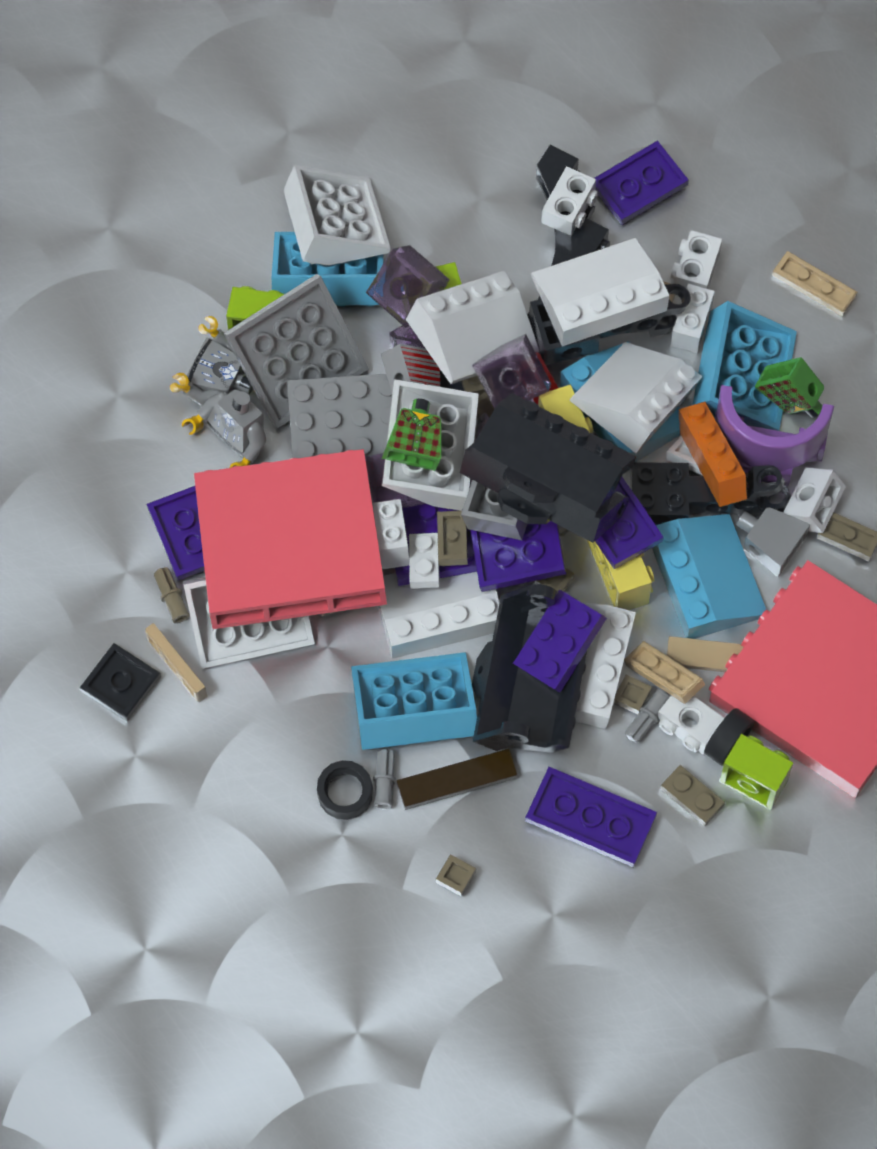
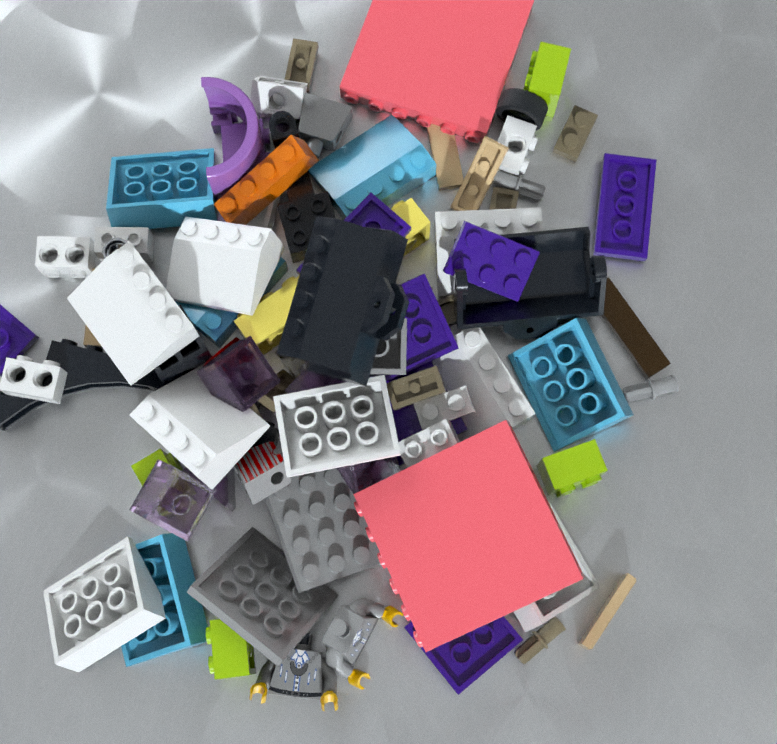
camera: 105 degrees left, 10 degrees up
(120, 682) = (638, 660): black tile -> none
(323, 665) = (572, 467): none -> lime brick
(347, 768) = (689, 406): black tyre -> none
(415, 437) = (345, 434): torso -> none
(455, 875) = (716, 302): dark tan plate -> none
(792, 387) = (173, 132): bright green torso -> none
(814, 283) = (58, 154): tan tile -> none

